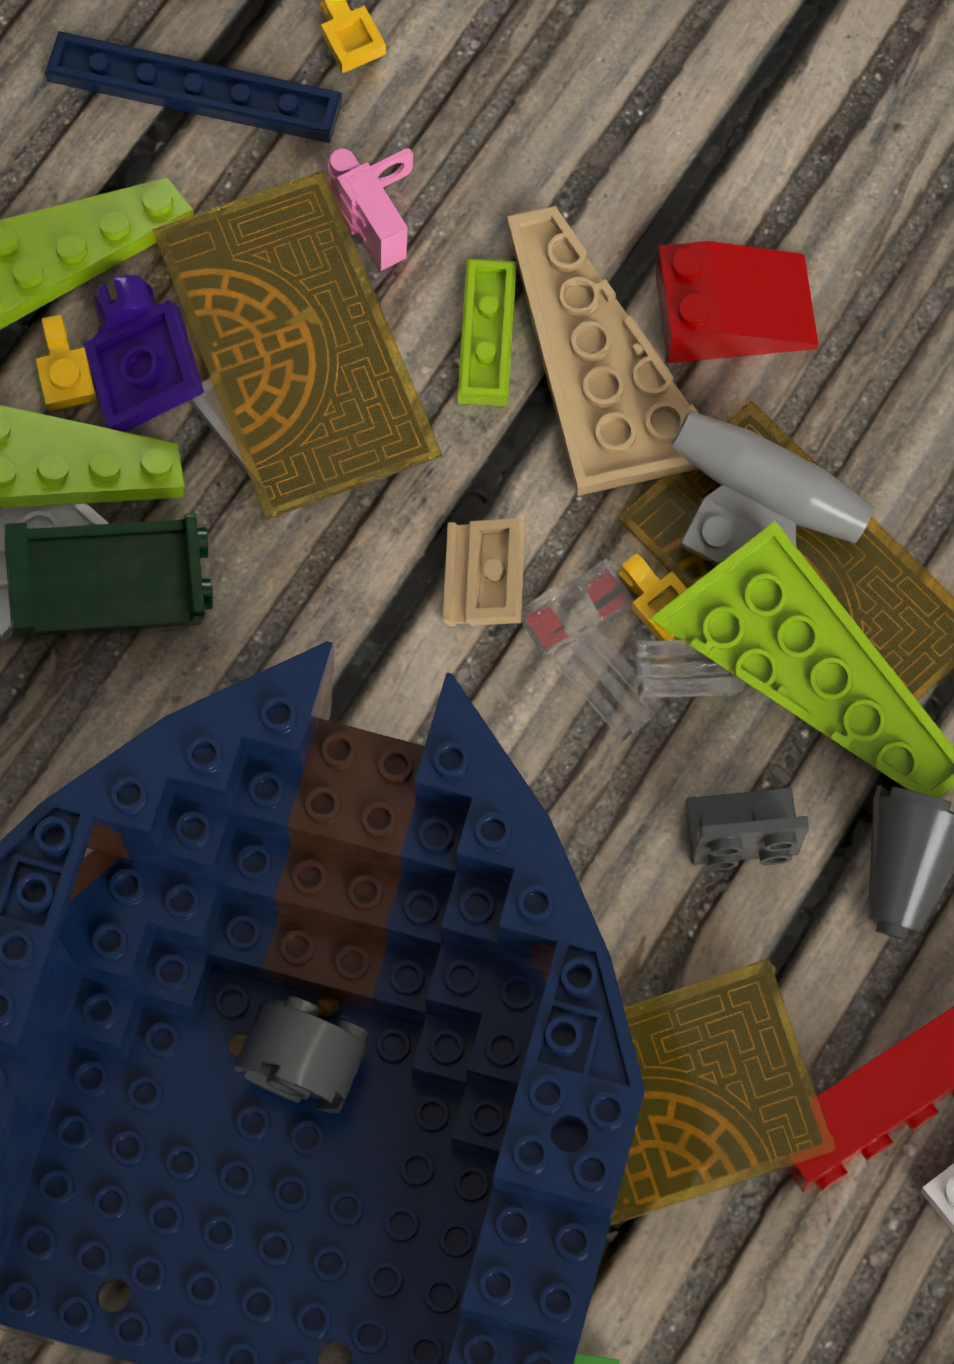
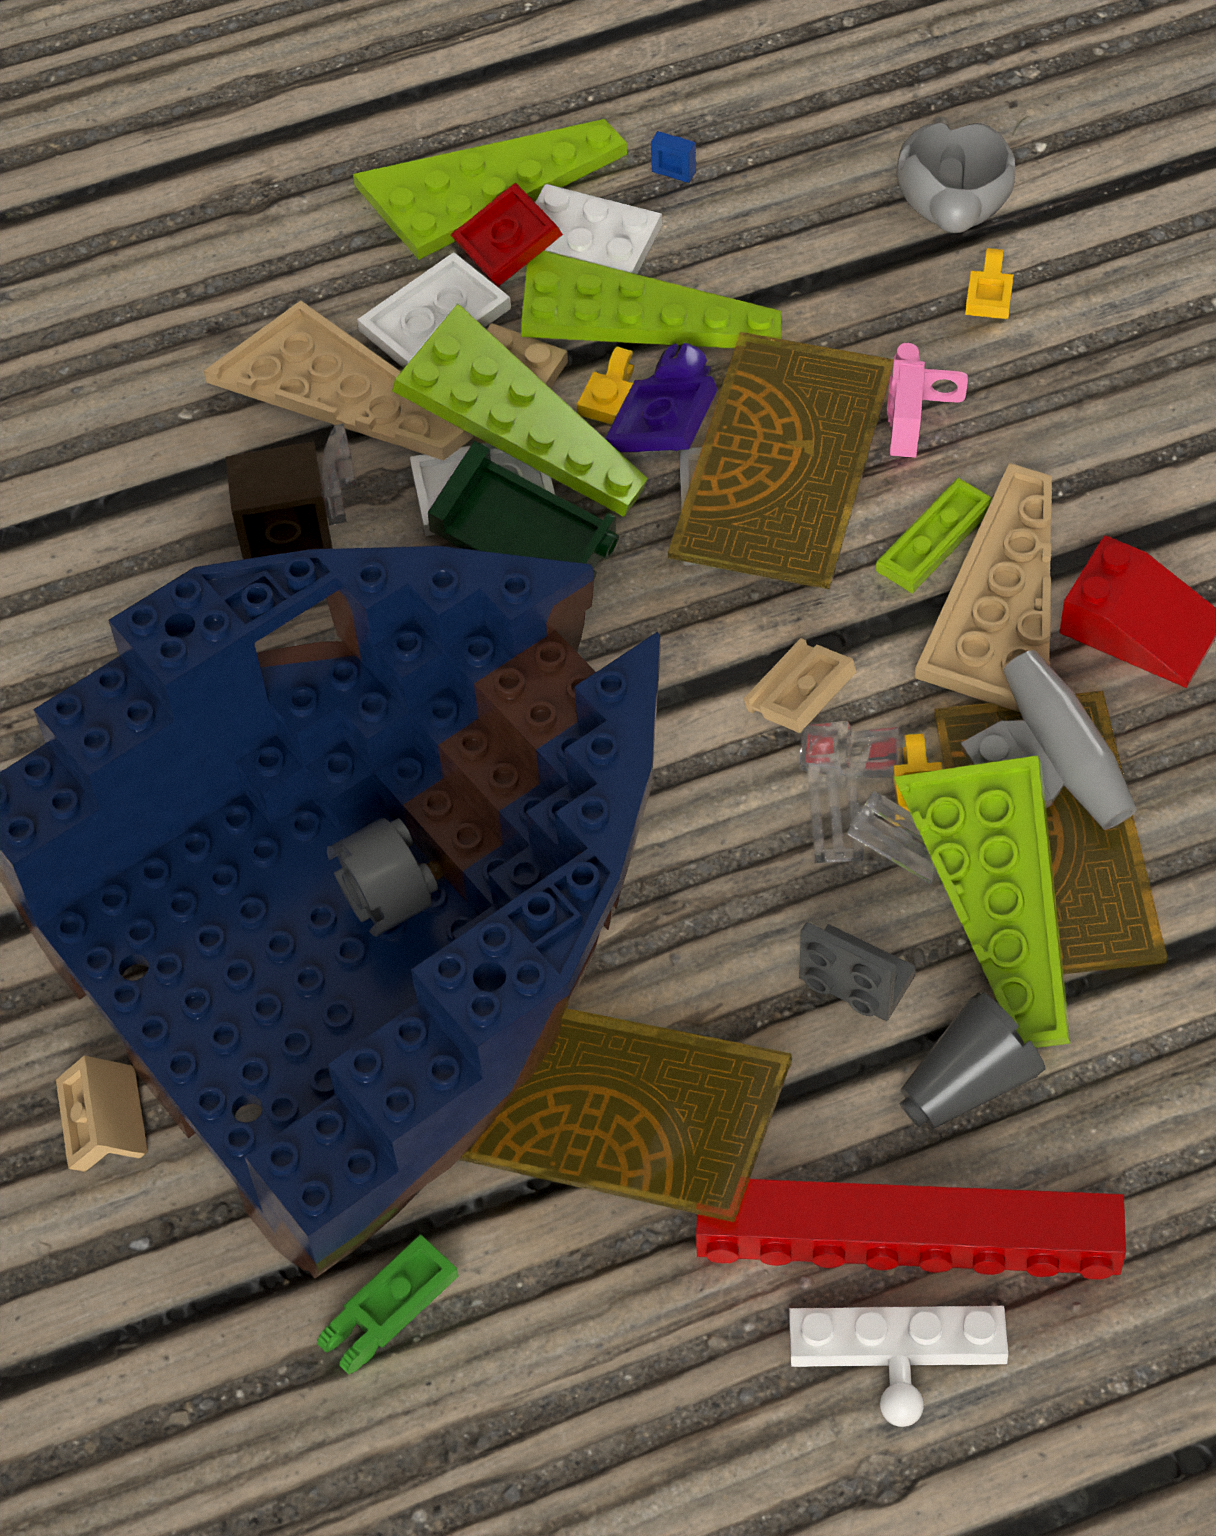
camera: 40 degrees right, 15 degrees down
(194, 87) = (851, 269): dark blue tile -> none

